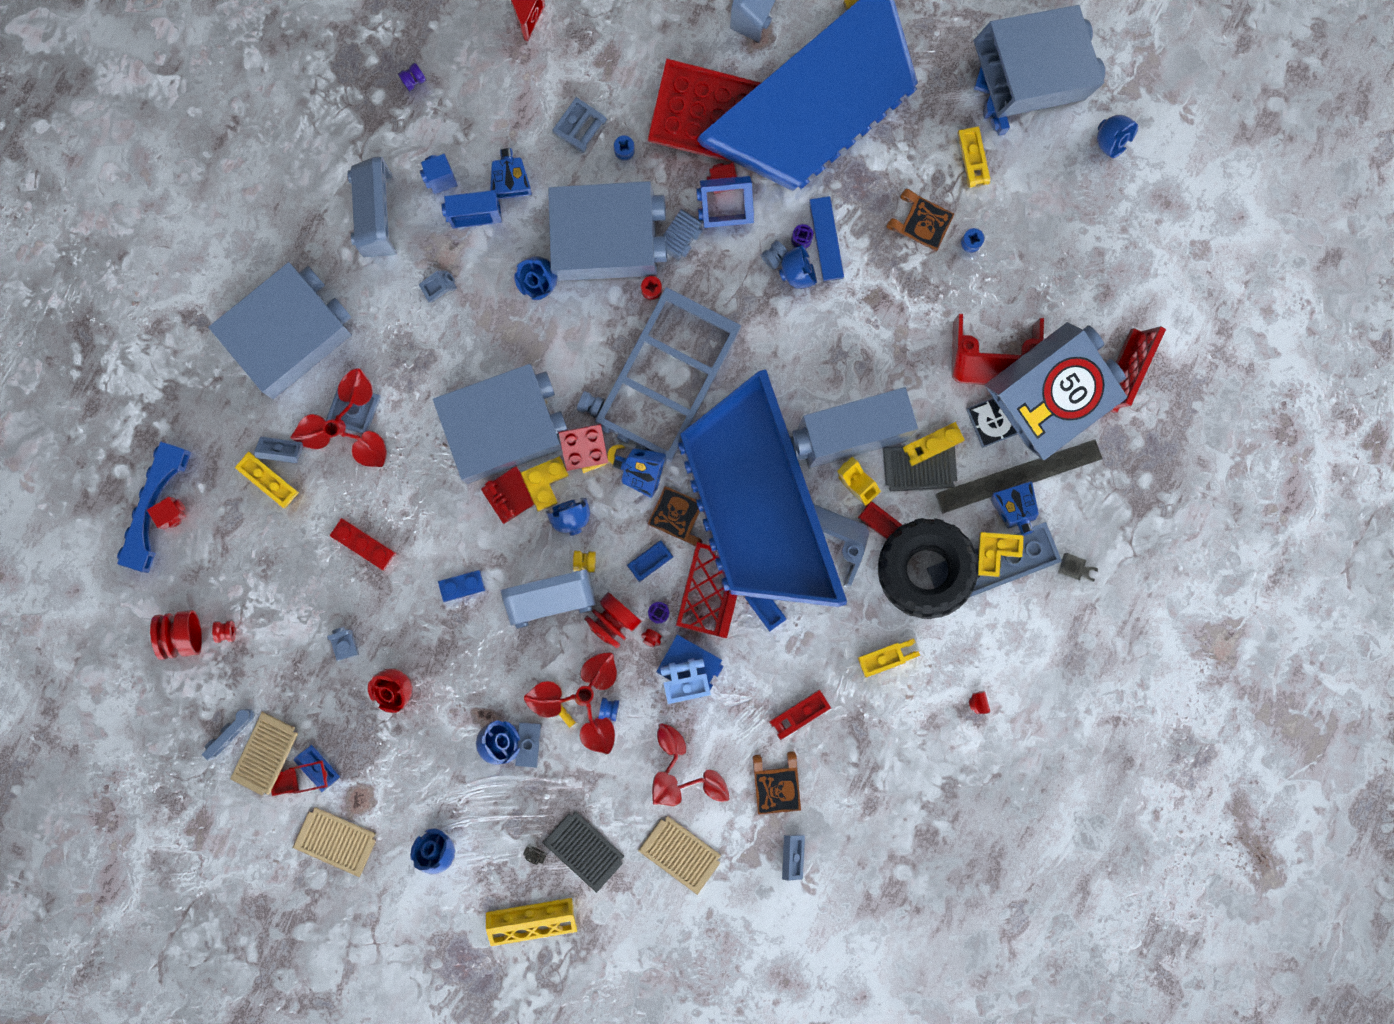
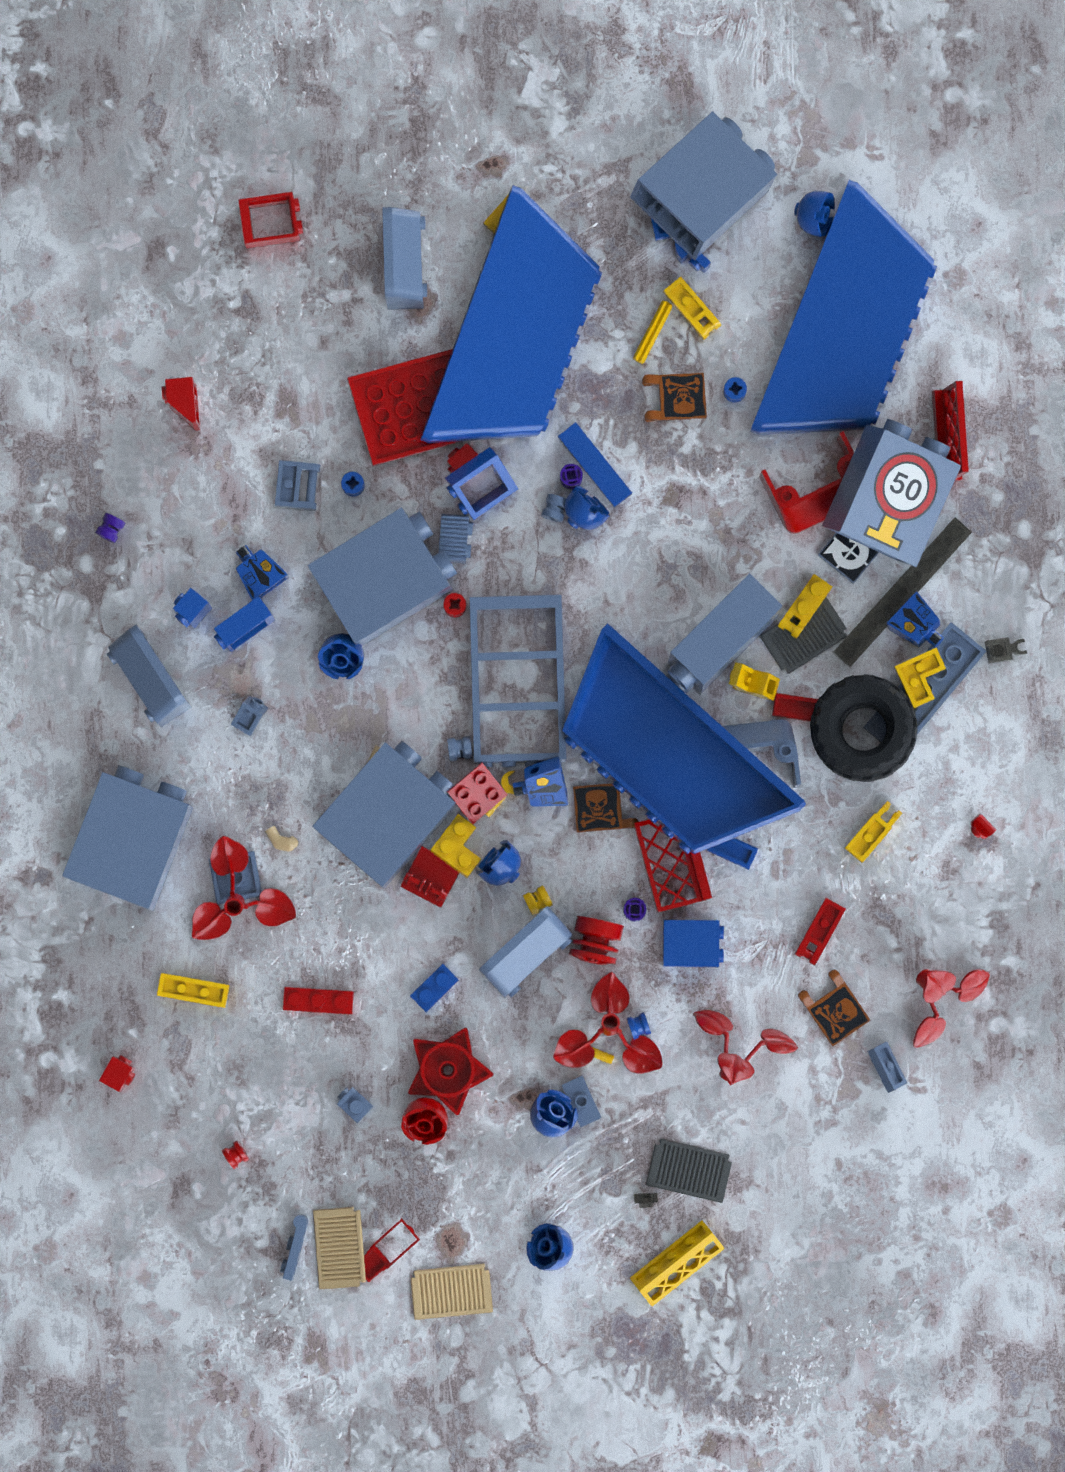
camera: 20 degrees left, 0 degrees up
(137, 549) = (109, 1125): blue arch -> none
(176, 634) = (194, 1181): red wheel -> none
(278, 449) = (188, 955): sand blue plate -> none
(314, 772) = (399, 1236): blue plate -> none
(404, 400) = (281, 842): none -> tan arm
(418, 662) = (433, 1059): none -> red plate
(650, 561) = (599, 865): blue tile -> none
(651, 638) = (641, 937): red plate -> none
(680, 854) = (781, 1123): tan window -> none
(685, 688) = (701, 964): light blue plate -> none
(869, 816) = (934, 986): none -> plant
(931, 159) = (652, 332): none -> yellow axle
(1092, 237) = (848, 324): none -> blue windscreen

